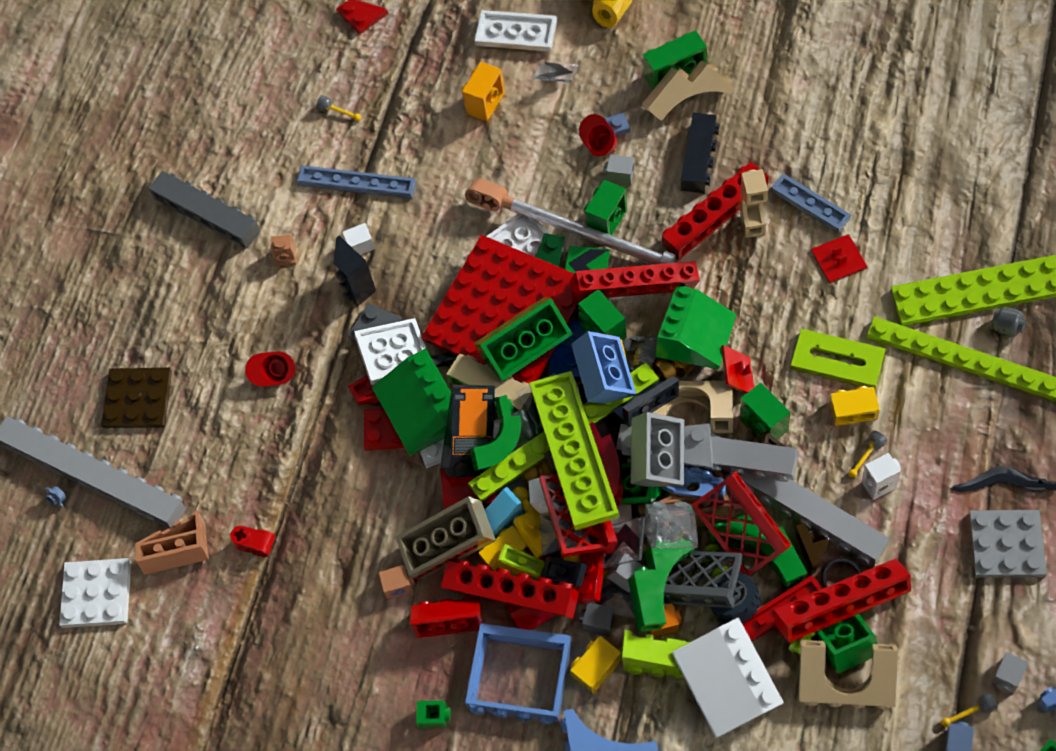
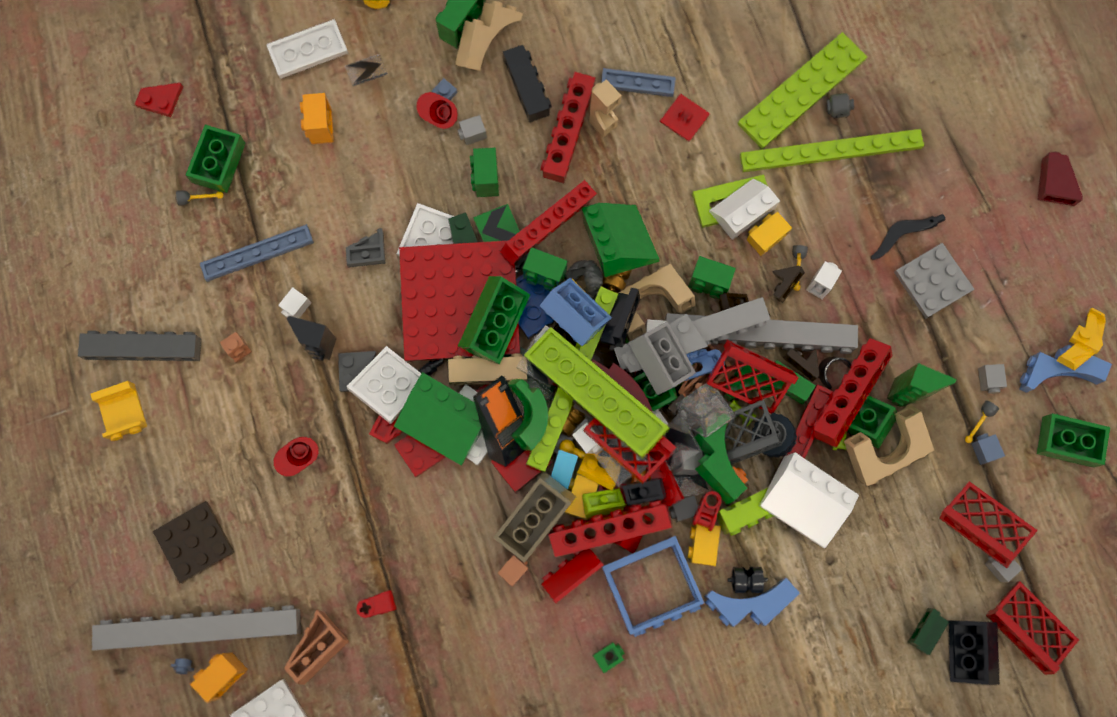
camera: 45 degrees left, 15 degrees up
(77, 520) = (218, 676): none -> light orange brick
(153, 252) = (120, 410): none -> yellow panel
(373, 84) = (215, 158): none -> green brick
(453, 227) = (367, 251): none -> dark grey wing
(493, 196) = (387, 208): flat silver piece -> none
(611, 629) = (707, 512): none -> red piece
(615, 721) = (747, 580): none -> black wheel
(737, 369) = (669, 252): red piece -> none
(843, 369) = (744, 207): none -> white slope
(847, 459) = (790, 277): none -> dark brown slope
(912, 625) = (917, 384): none -> green slope

